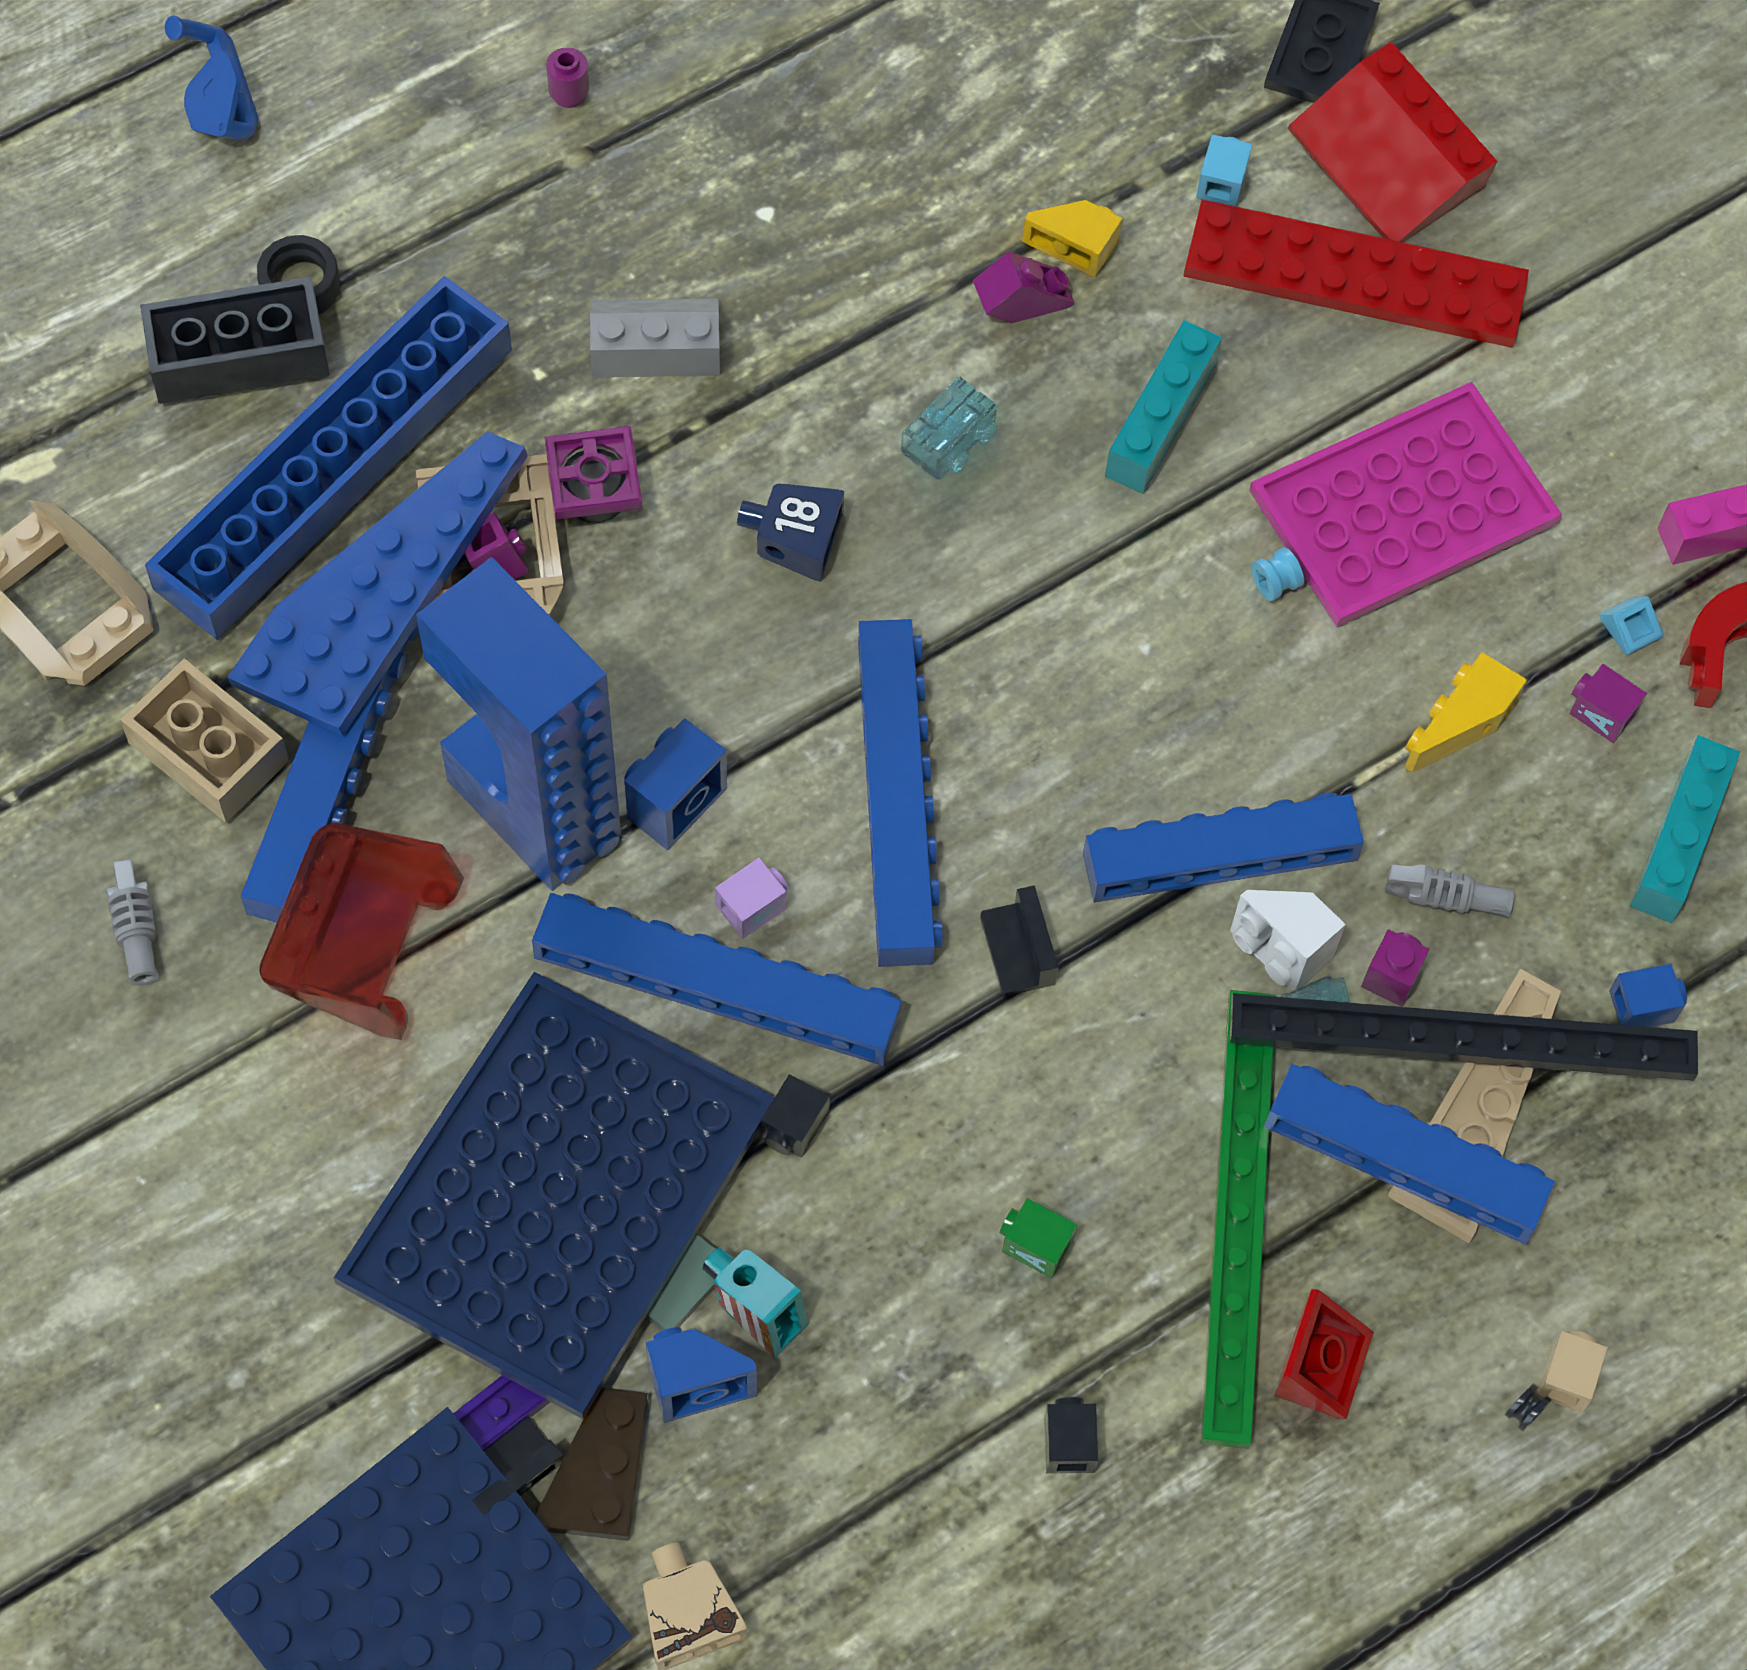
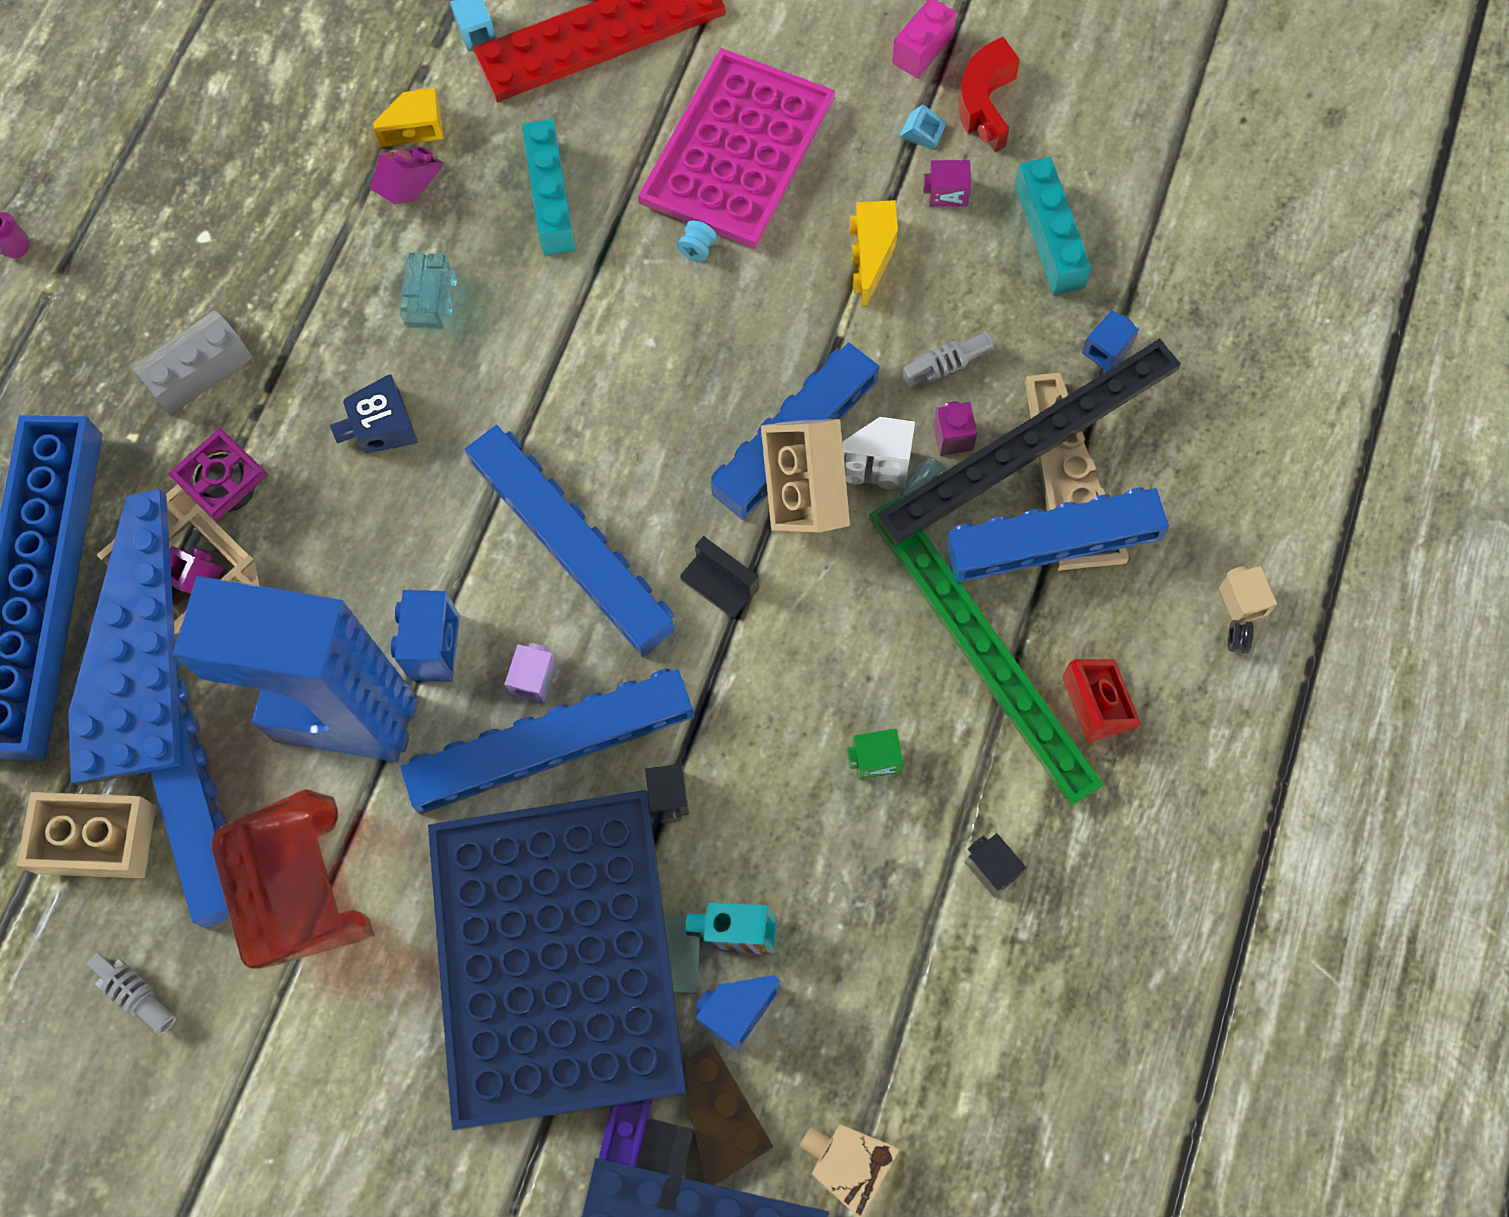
camera: 30 degrees left, 5 degrees up
(1186, 898) = (805, 475): none -> tan brick

